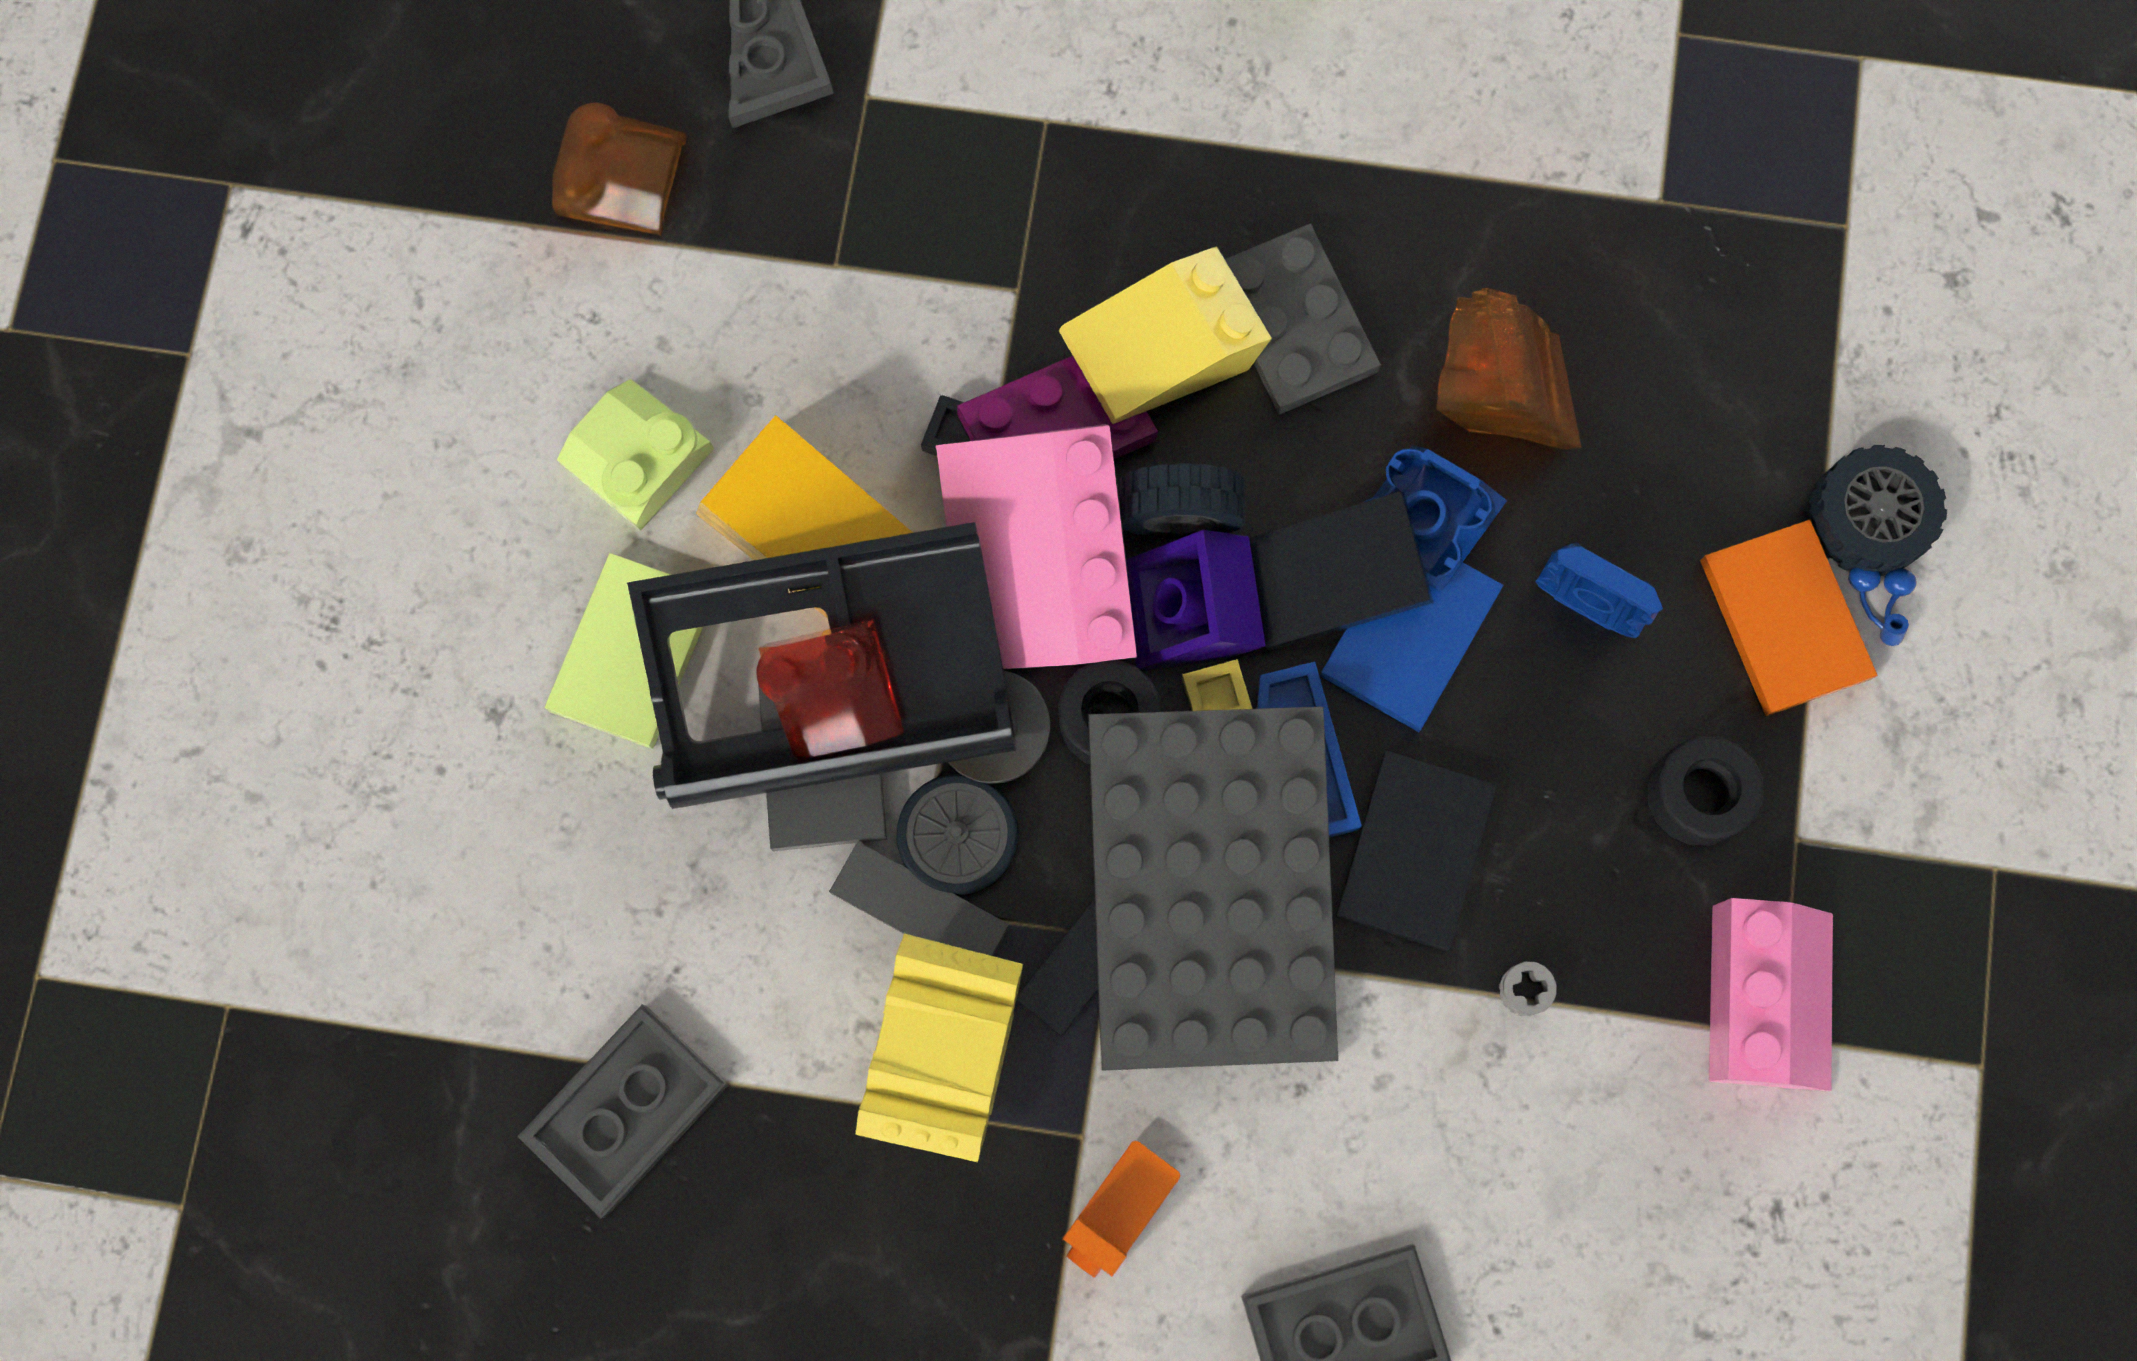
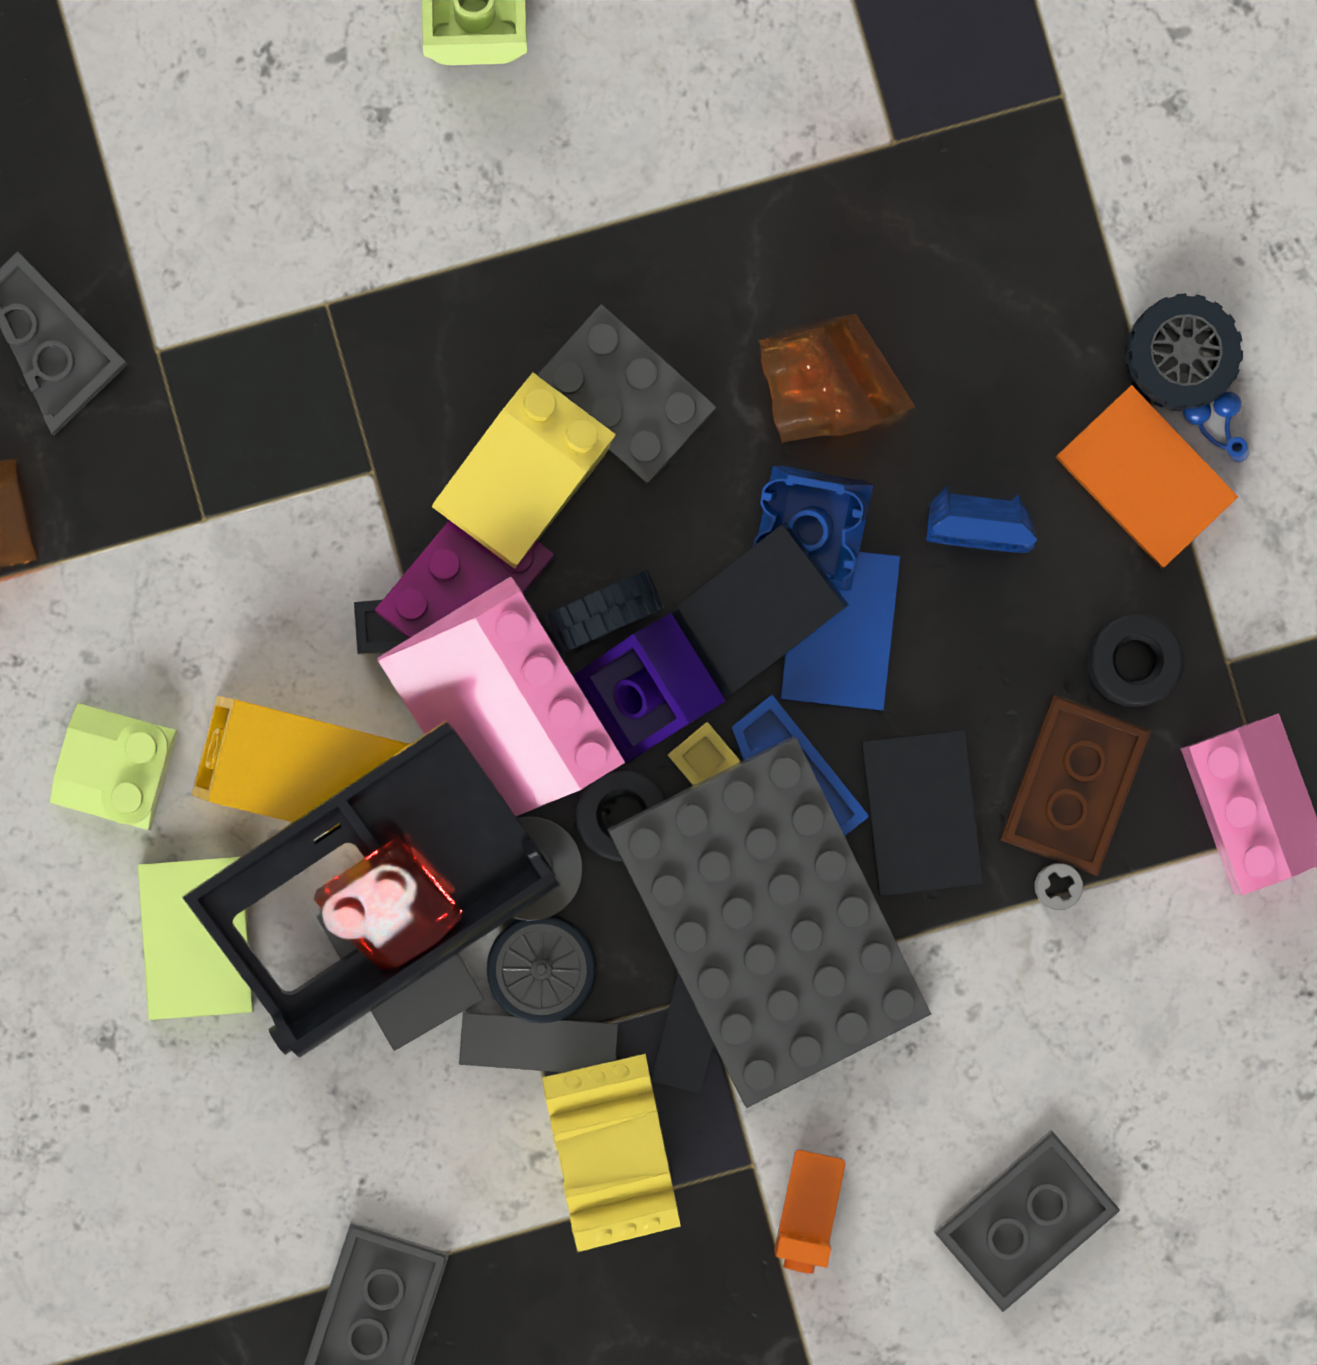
camera: 30 degrees left, 10 degrees up
(1588, 893) = (1075, 785): none -> reddish brown tile

